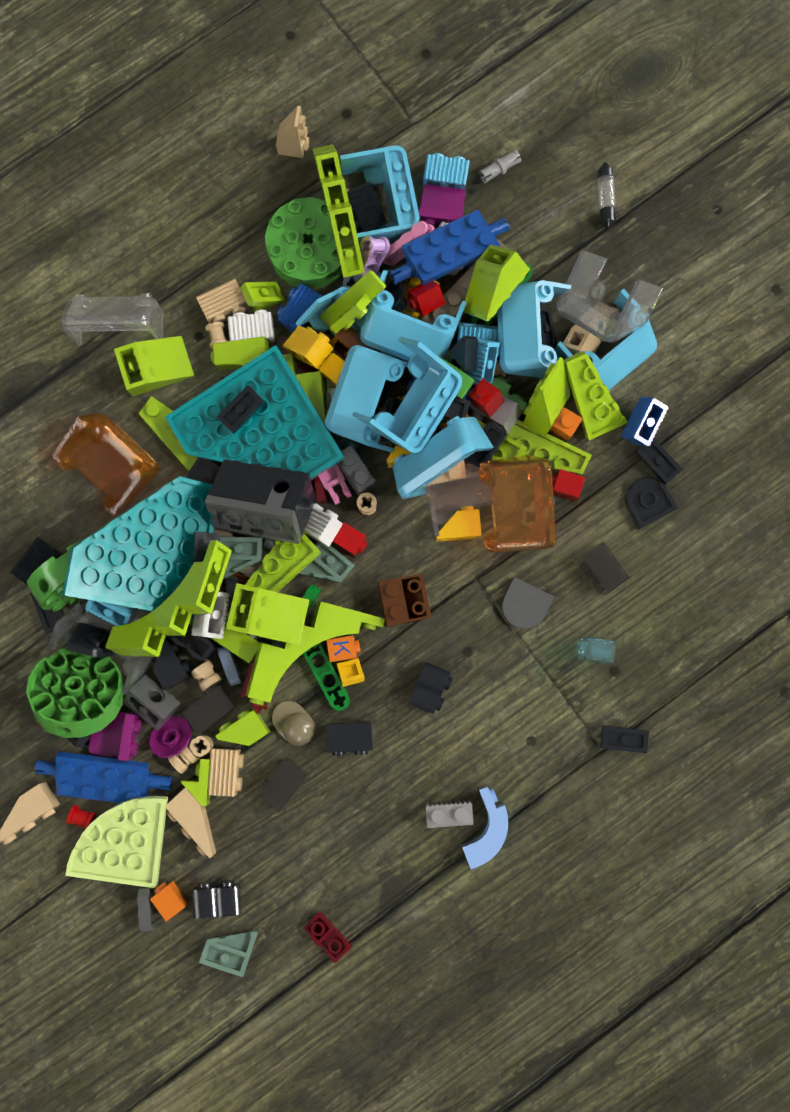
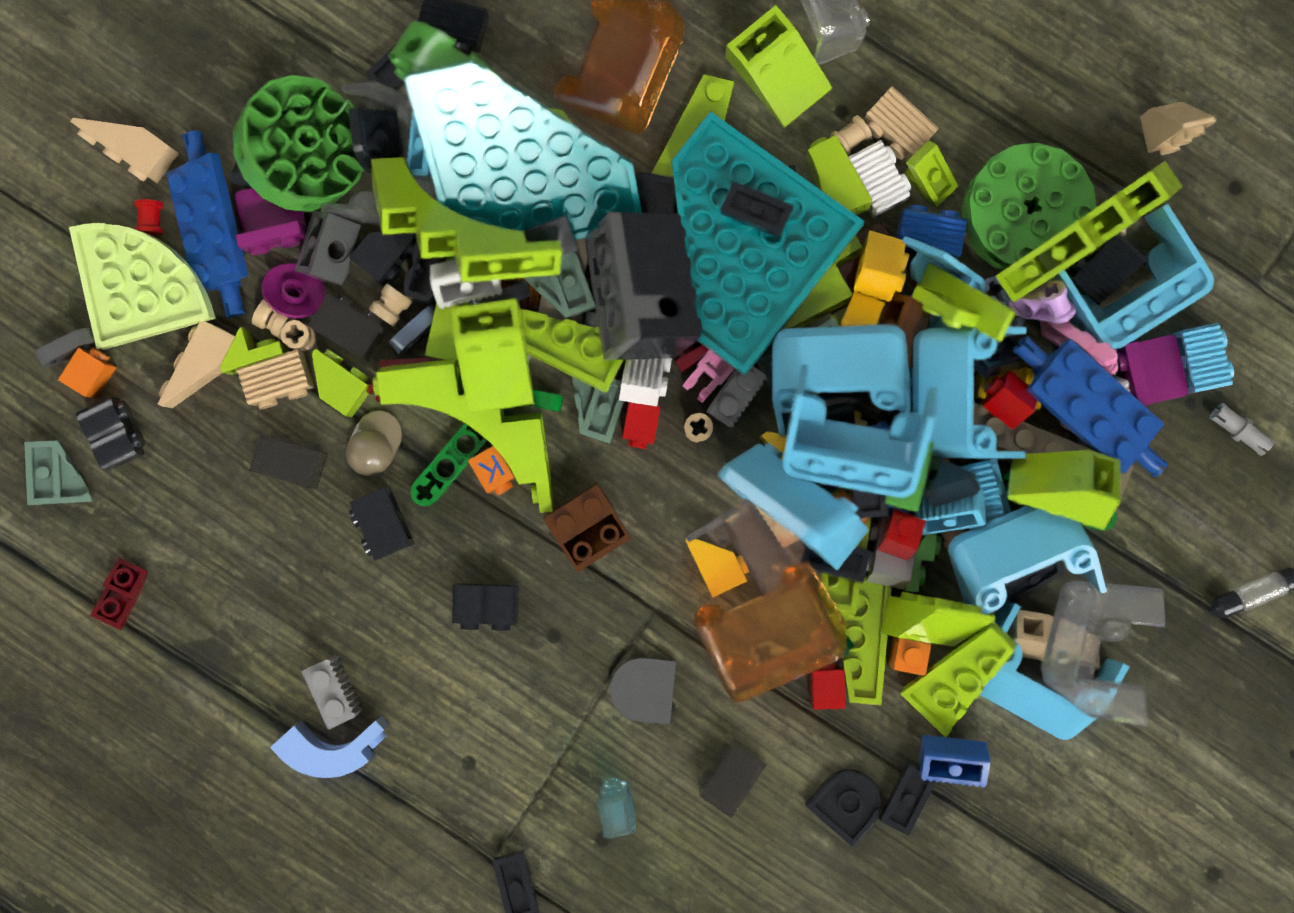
camera: 75 degrees right, 5 degrees up
(350, 672) = (466, 492): yellow plate -> none

